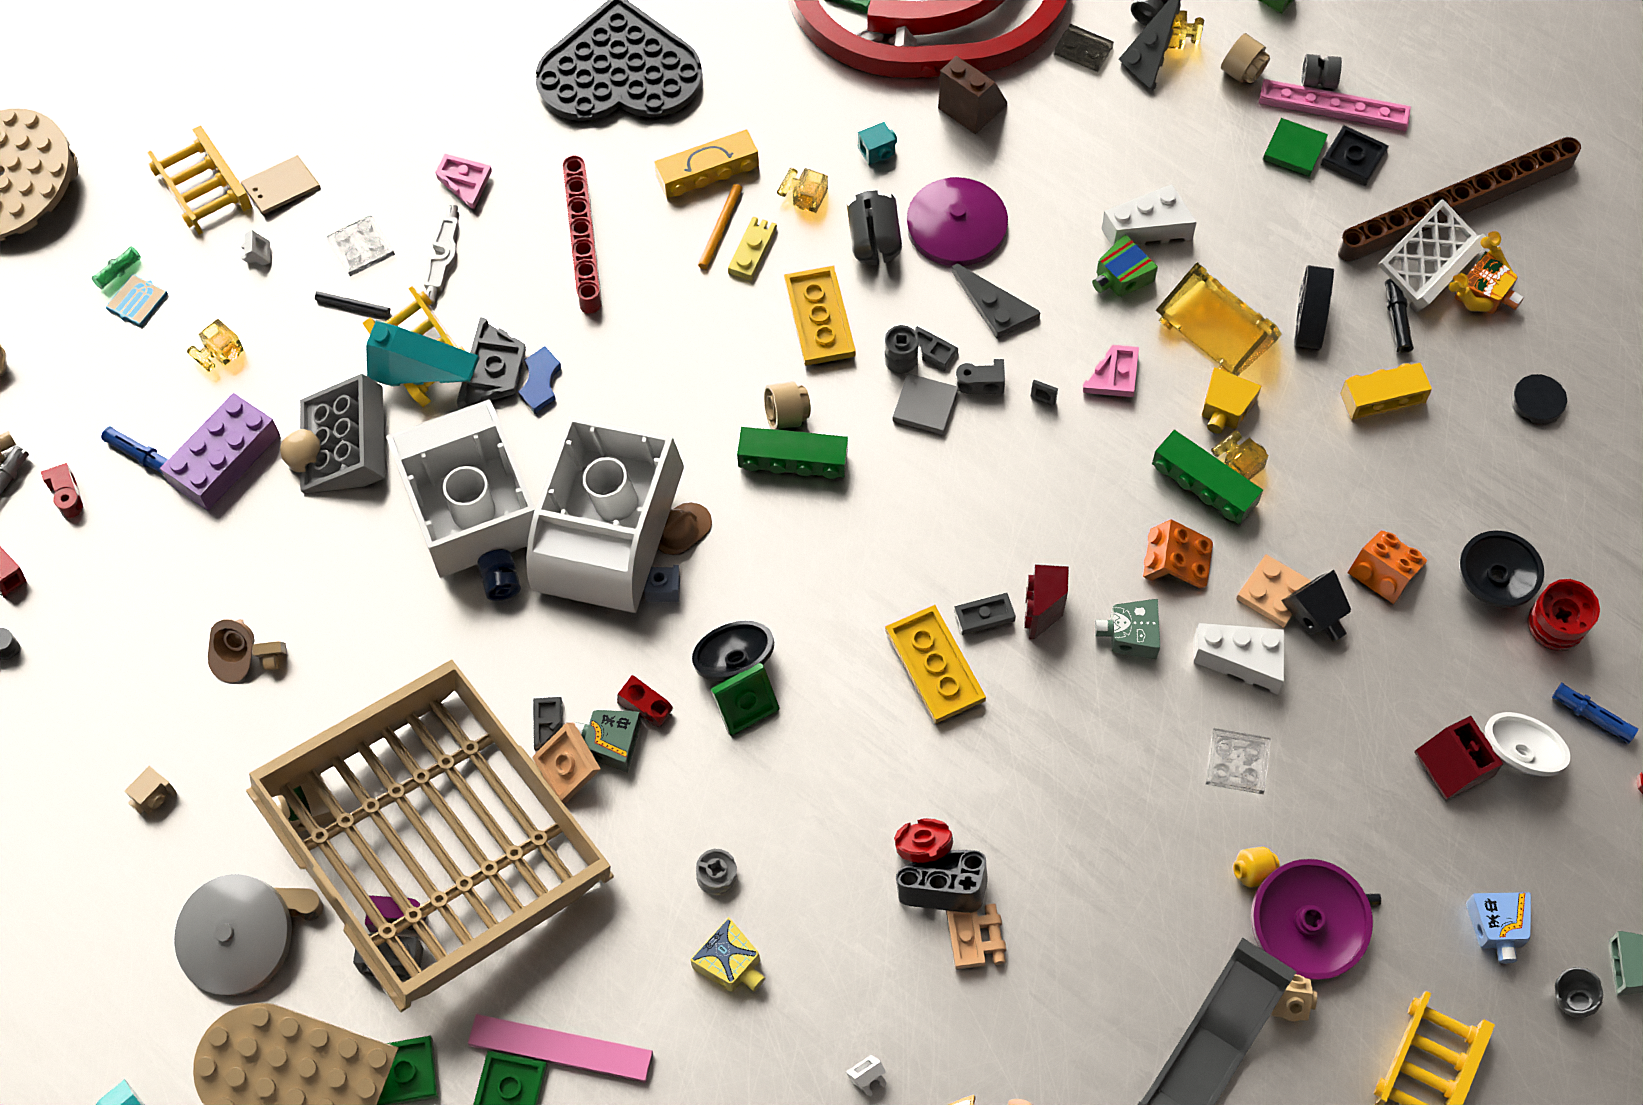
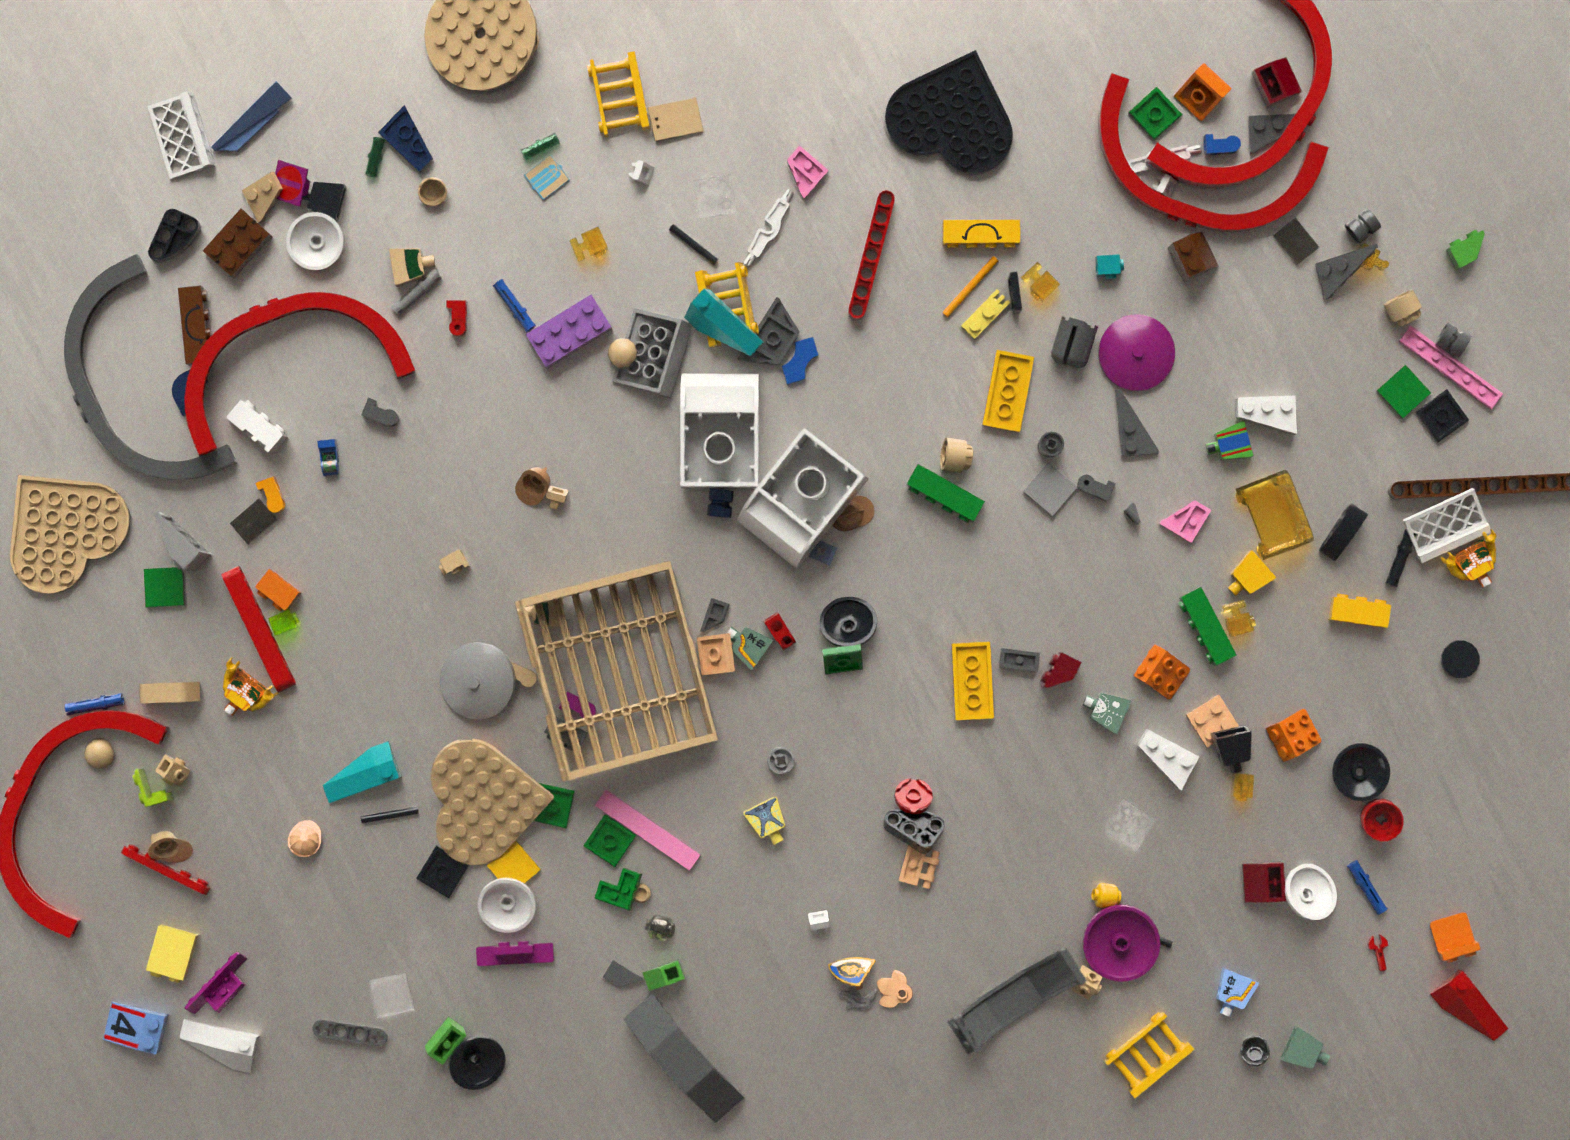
camera: 15 degrees right, 25 degrees up
(776, 203) = (1014, 291): none -> black tile
(935, 350) = (1075, 449): dark grey tile -> none
(1358, 649) = (1242, 786): none -> clear yellow brick

